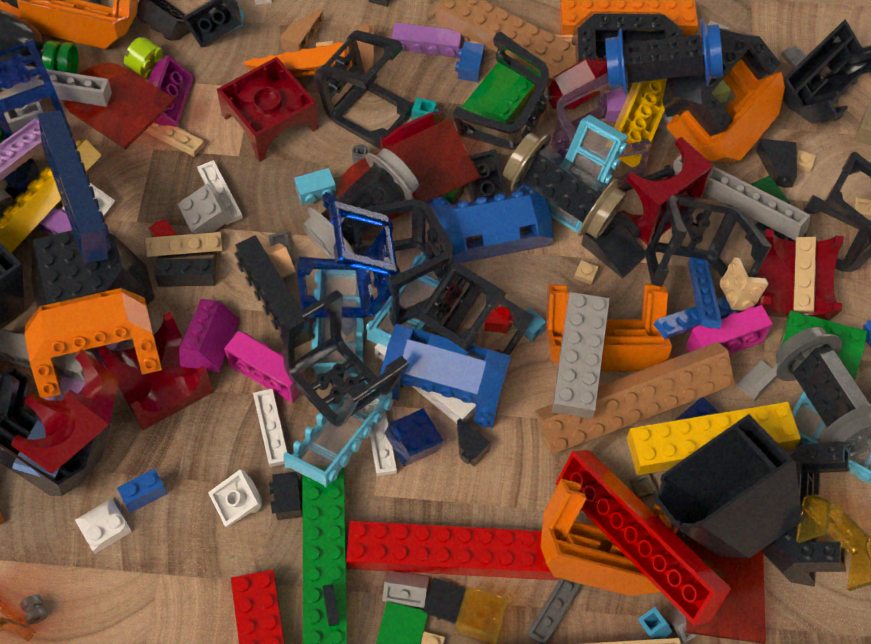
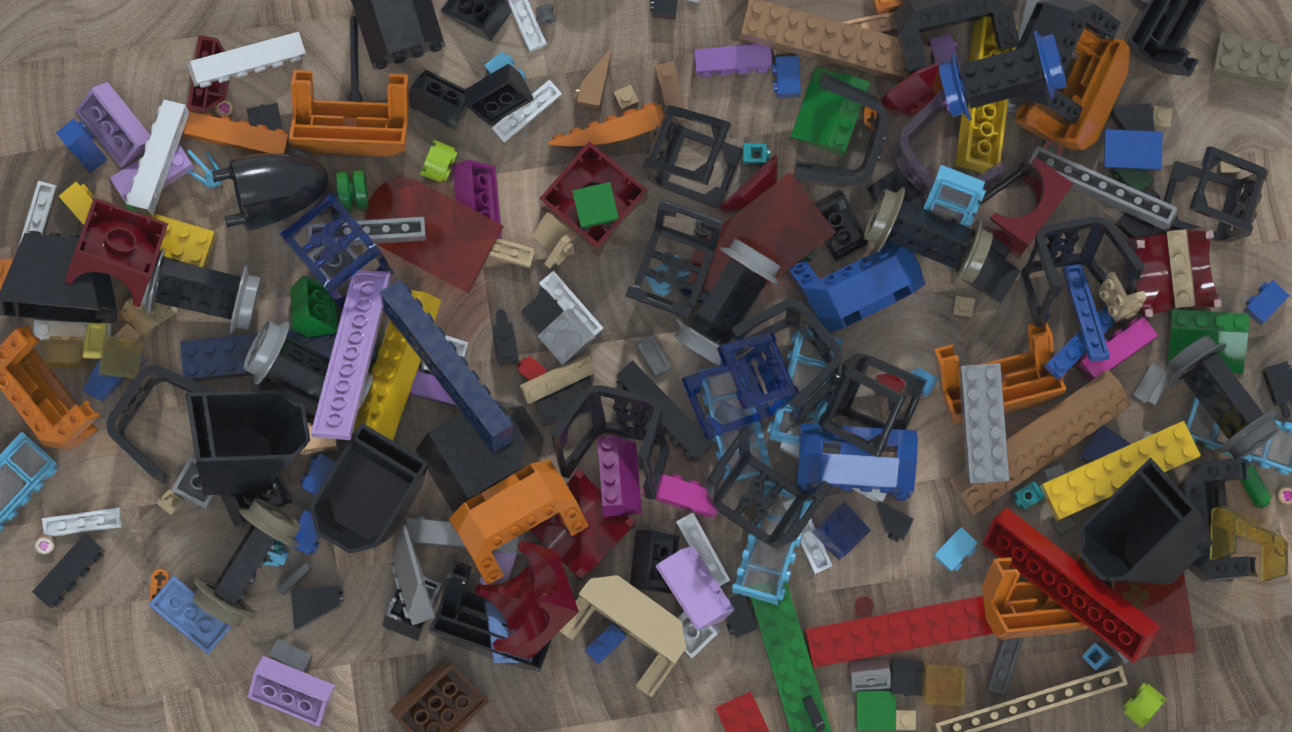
camera: 15 degrees left, 20 degrees up
(103, 526) = (579, 683): white slope -> none
(148, 204) = (505, 340): none -> black hinge
(178, 464) = (636, 616): none -> tan wedge
(189, 186) = (542, 311): none -> black piece
(219, 425) = (649, 550): none -> black slope
(223, 134) = (555, 237): none -> tan bracket
(232, 282) = (621, 397): none -> black windscreen
(236, 41) = (520, 118): none -> white plate
(248, 454) = (695, 588): none -> lavender slope
(264, 103) = (595, 205): none -> green tile
(281, 260) = (657, 371): light nougat slope -> none
(317, 185) = (710, 223): none -> black windscreen
(418, 516) = (863, 606): none -> clear red plate
(526, 484) = (955, 549): none -> medium azure brick
(611, 457) = (1035, 492): none -> teal brick
(773, 172) = (1133, 149): none -> blue tile
(851, 495) = (1256, 489): none -> green brick

